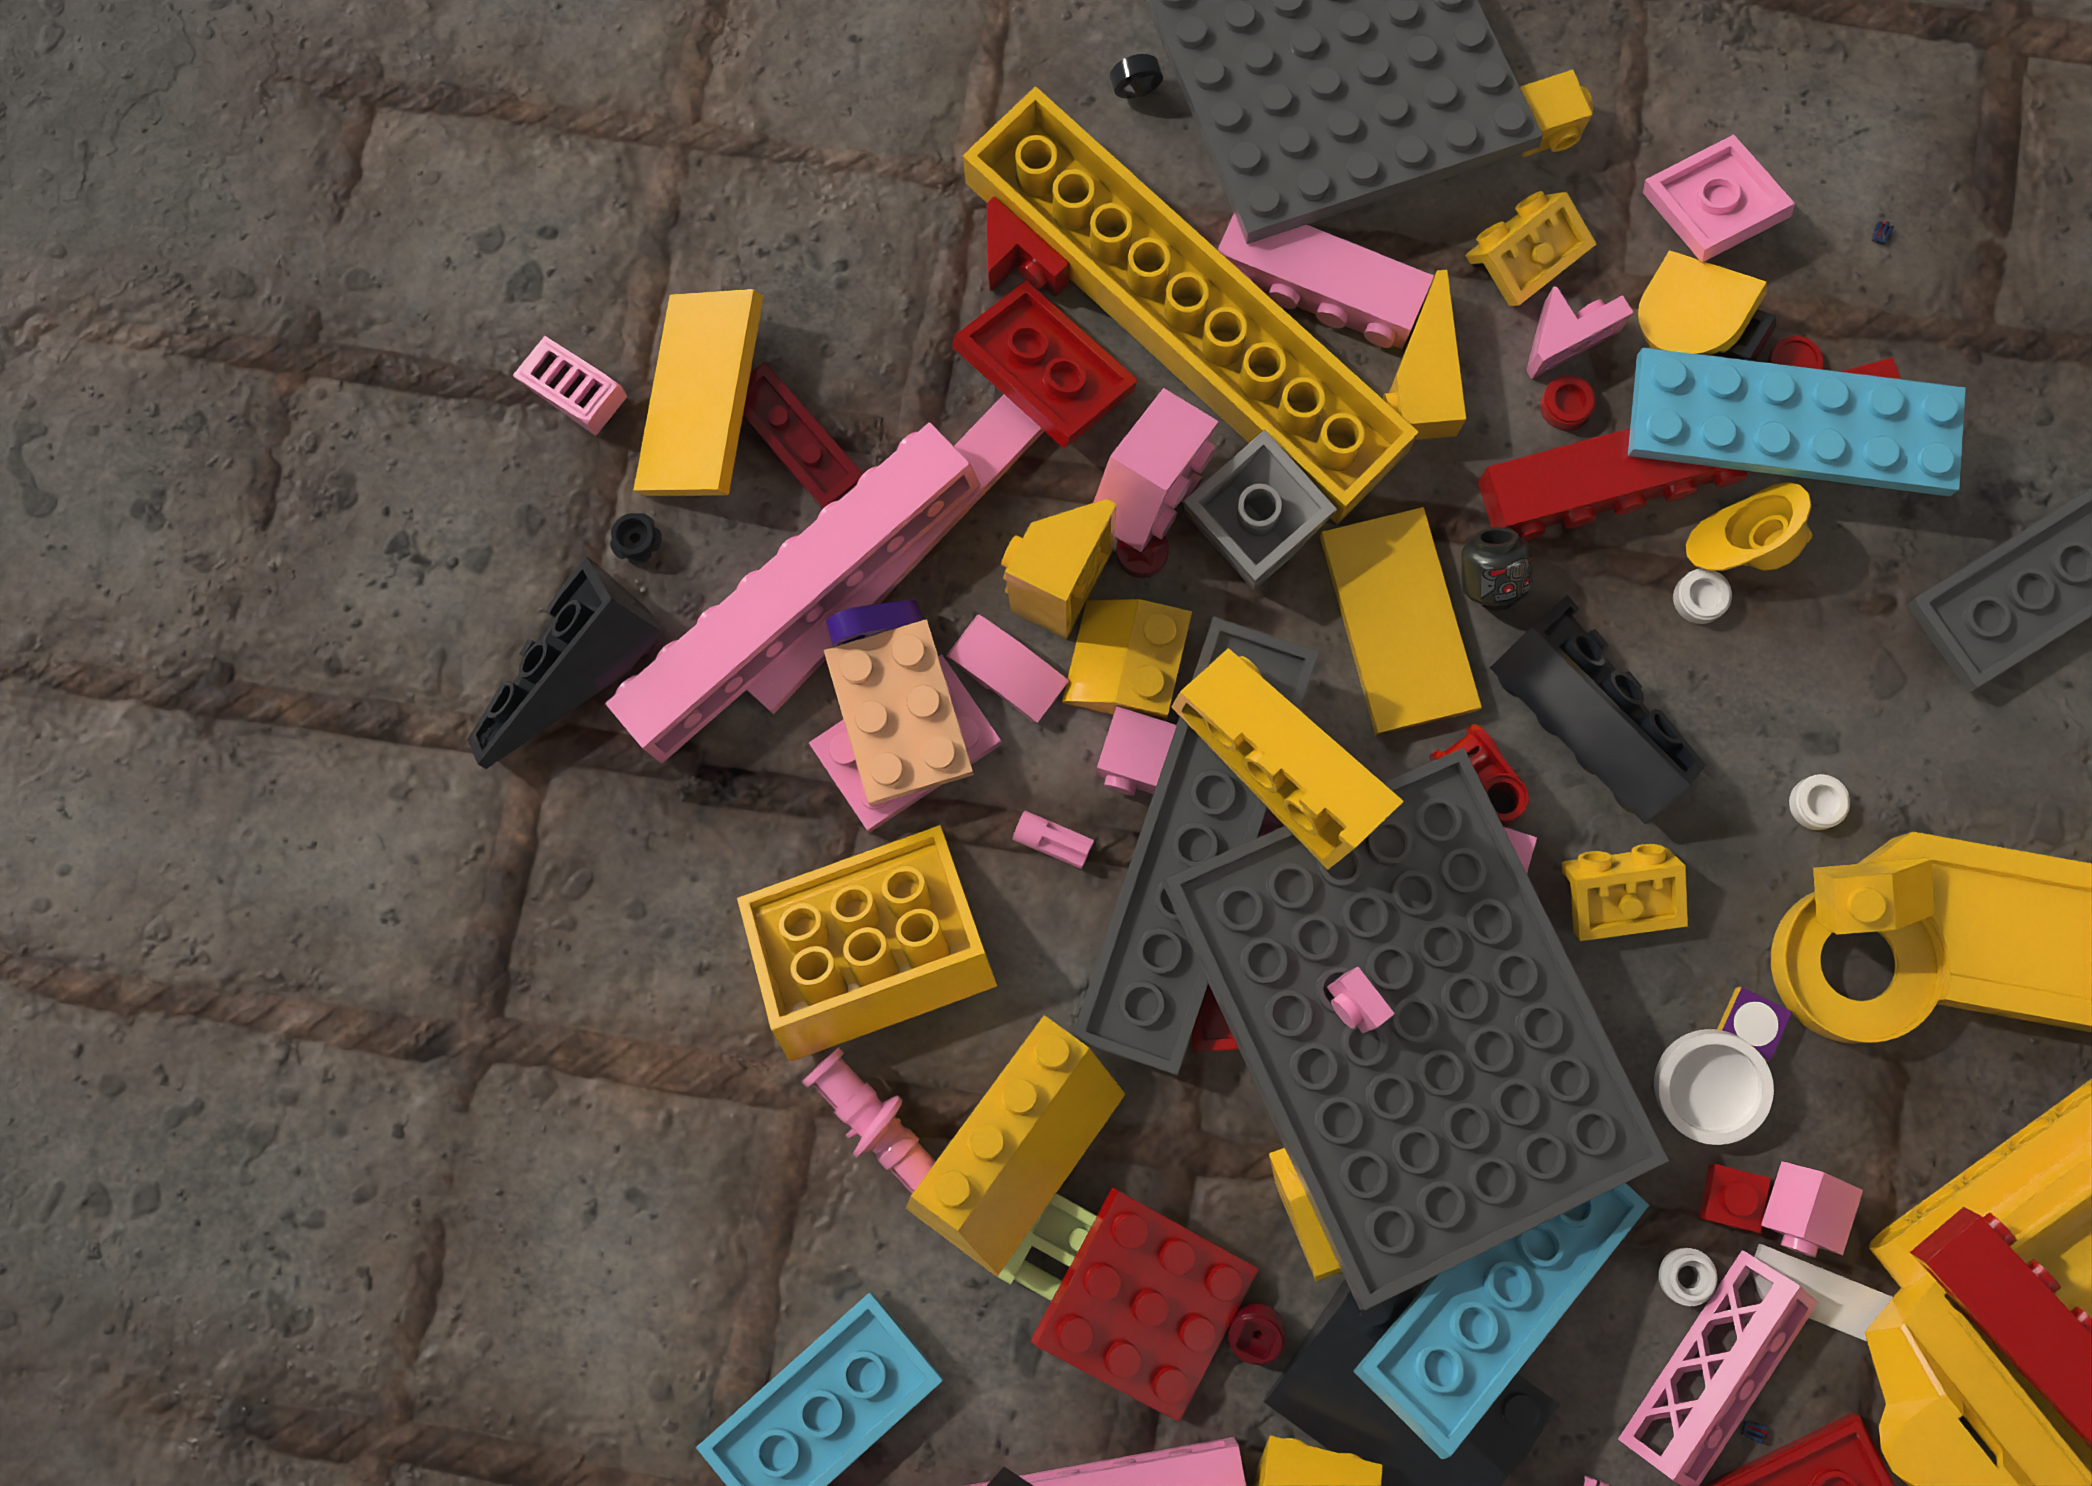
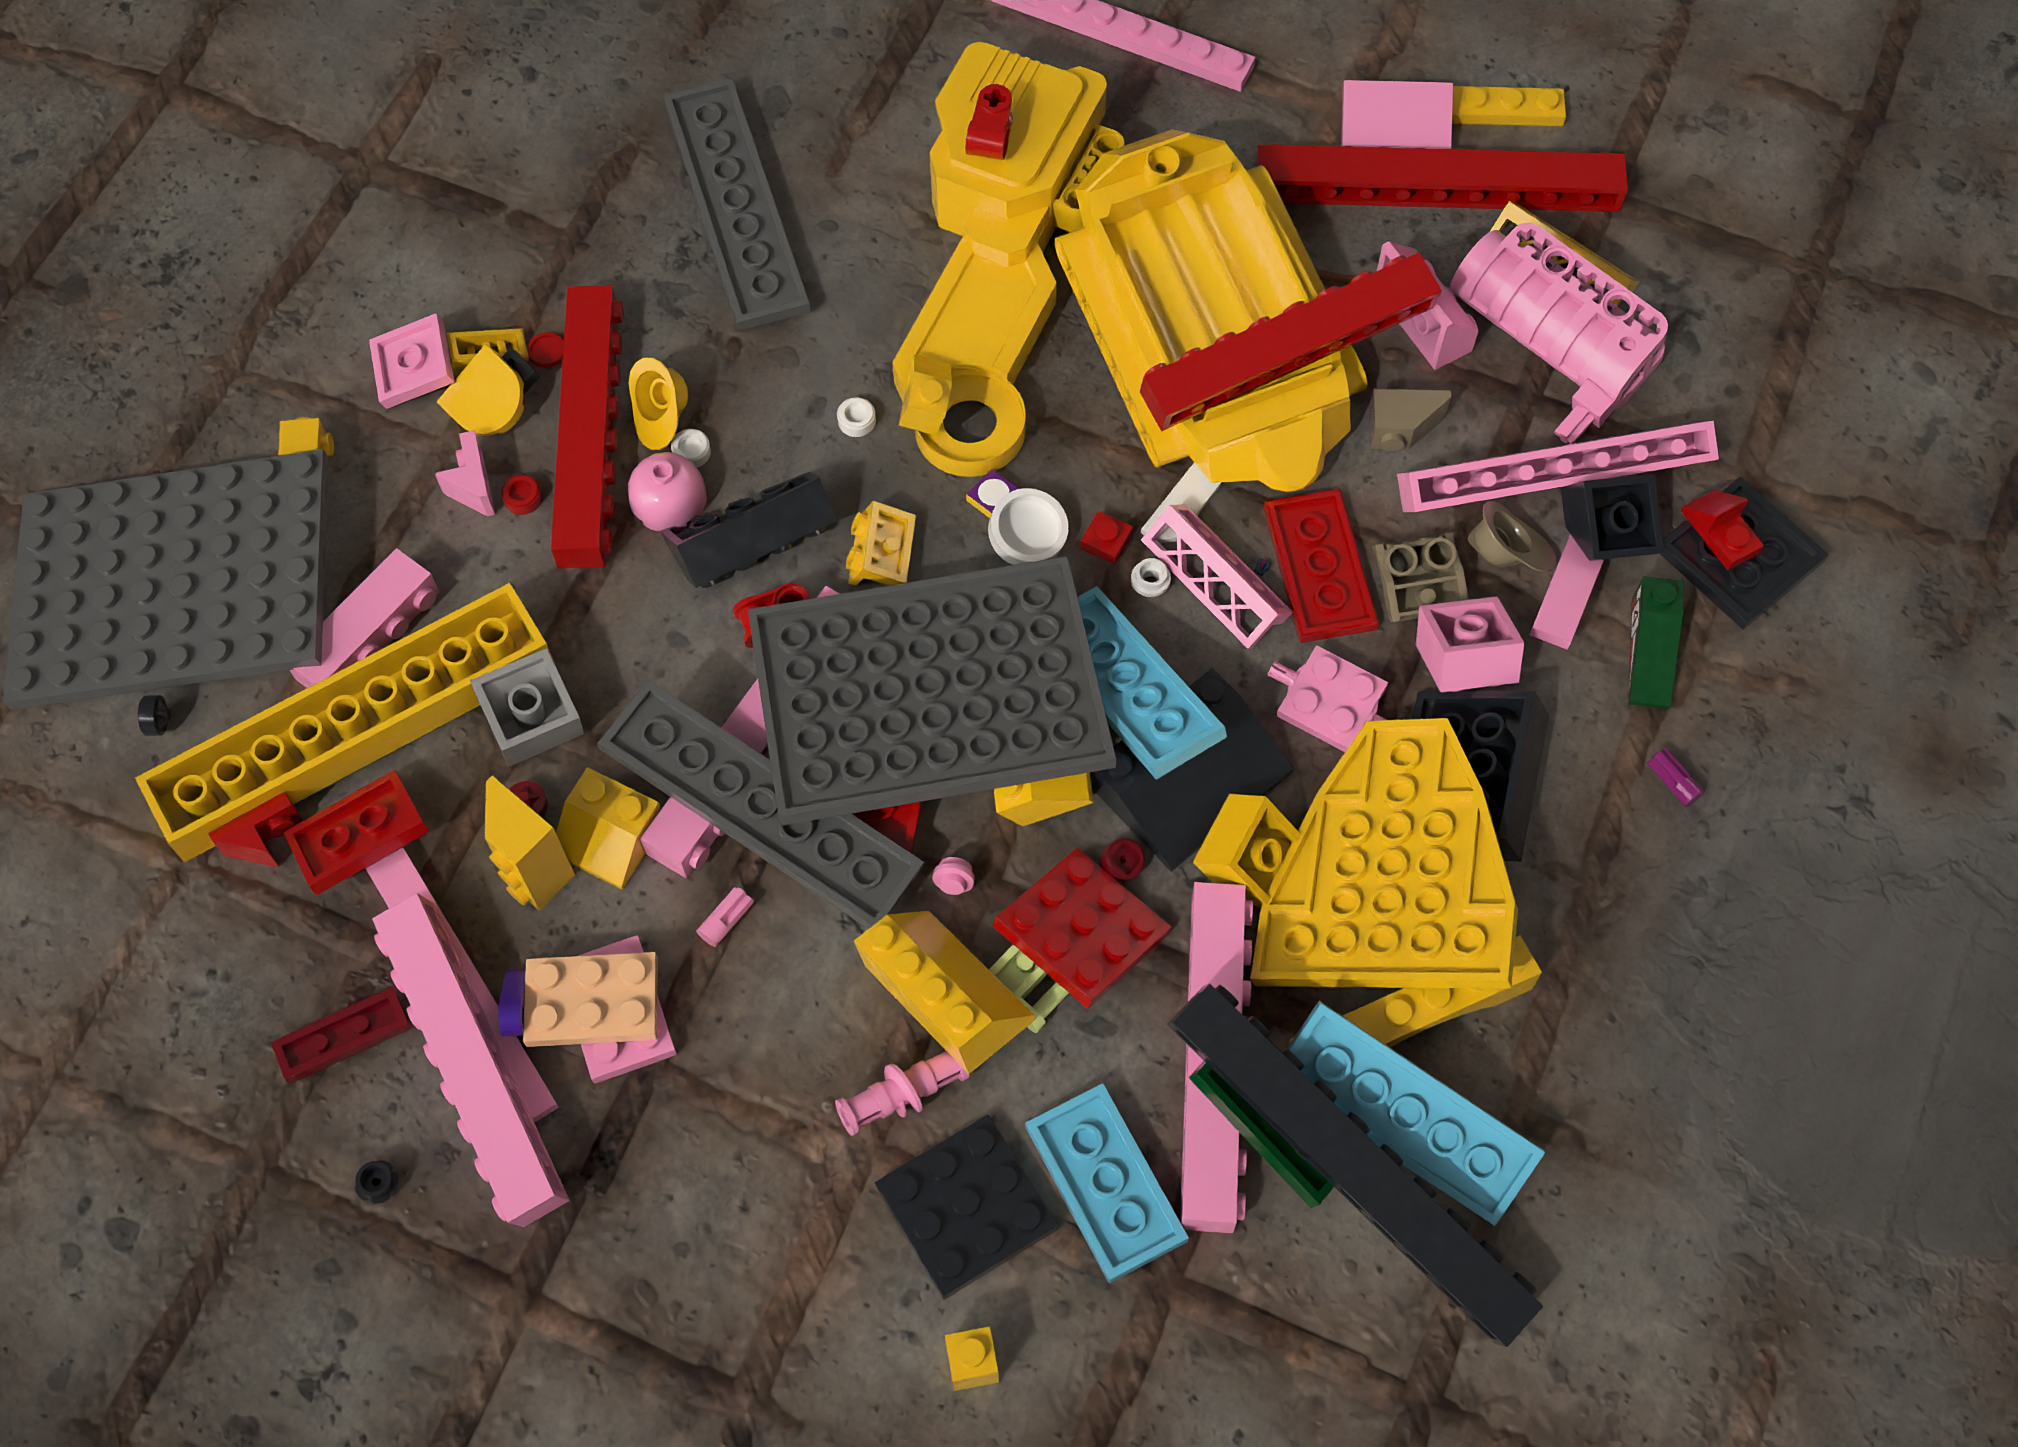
camera: 80 degrees left, 15 degrees down
(565, 1298) = (972, 1358): none -> yellow brick
(586, 647) = (454, 1244): black wedge -> none
(601, 405) = (247, 1209): bright pink slope -> none
(699, 394) = (276, 1100): yellow tile -> none
(756, 1241) = (966, 1206): none -> black plate
(864, 944) = (761, 1069): yellow slope -> none
(1007, 668) = (581, 917): bright pink slope -> none
(1157, 468) = (467, 759): bright pink brick -> none
(1176, 1115) = (954, 876): none -> bright pink plate
(1285, 758) = (719, 711): yellow wedge -> none
(1359, 1001) = (903, 707): bright pink plate -> none
(1400, 621) = (641, 642): yellow tile -> none
(1428, 380) = (461, 571): yellow slope -> none
(1496, 568) = (626, 565): pearl dark grey head -> none
(1532, 245) = (397, 485): yellow bracket -> none
(1625, 586) = (666, 491): none -> bright pink cylinder
(1783, 277) = (470, 341): none -> yellow slope
(1797, 422) = (589, 354): medium azure plate -> none
(1811, 1210) = (1123, 490): bright pink brick -> none
(1882, 232) = (475, 274): dark blue piece -> none

